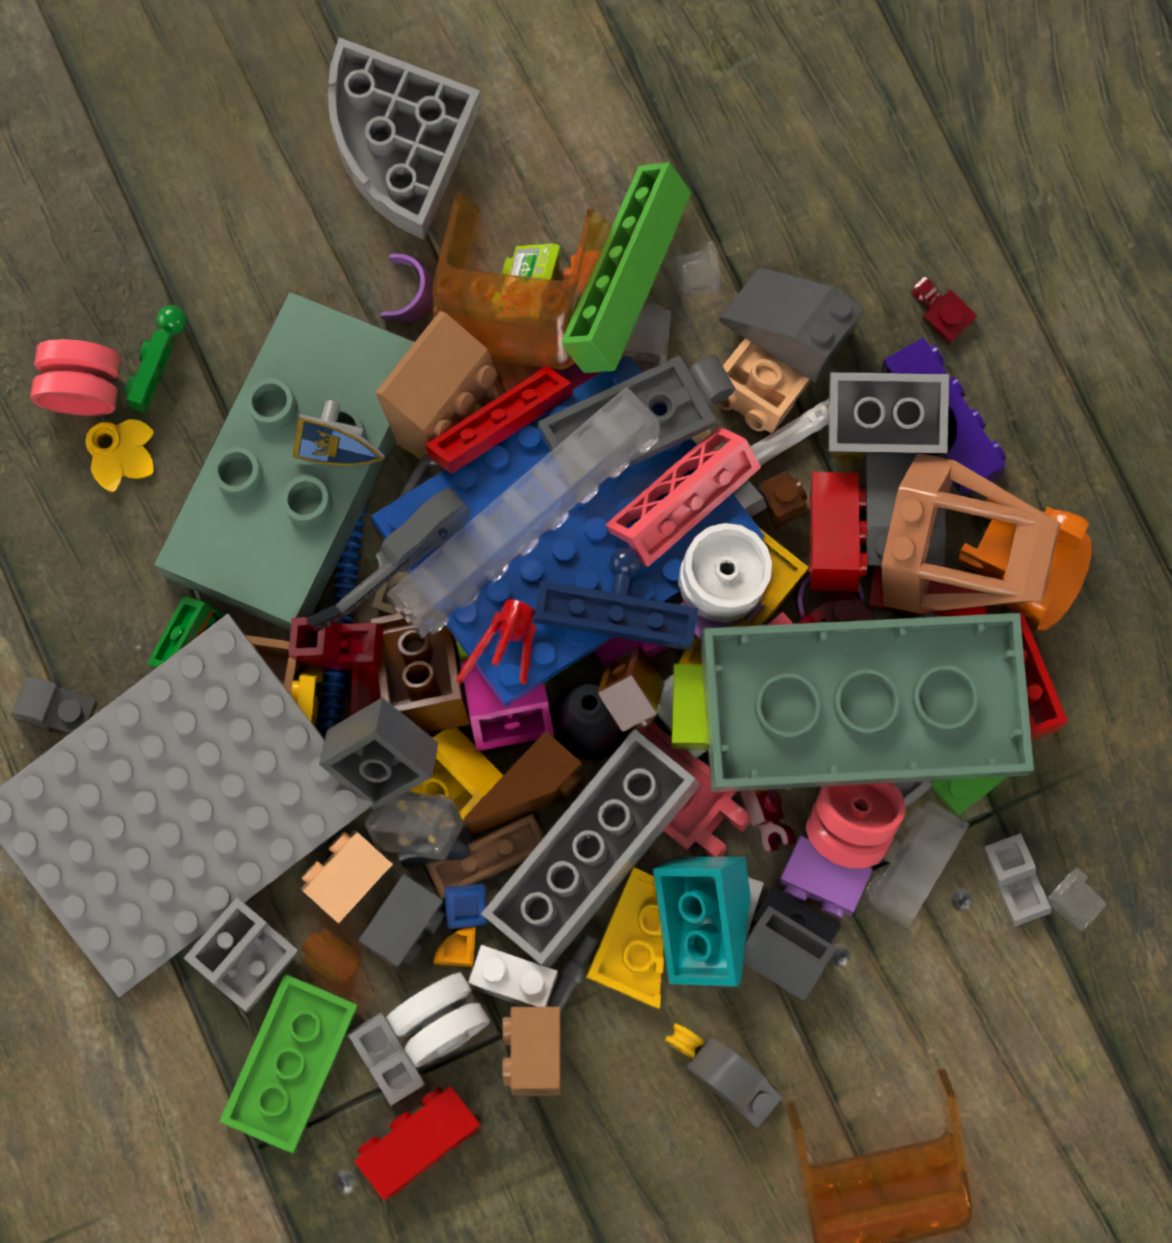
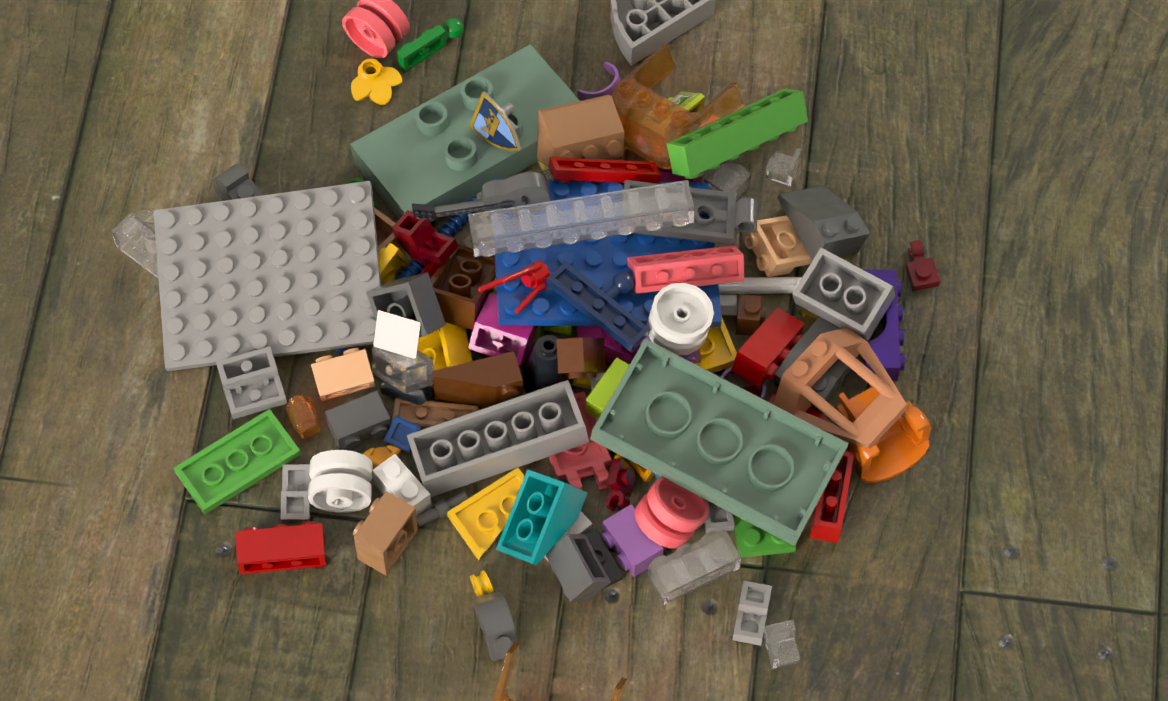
camera: 30 degrees right, 15 degrees down
(389, 794) = (397, 334): none -> white sticker

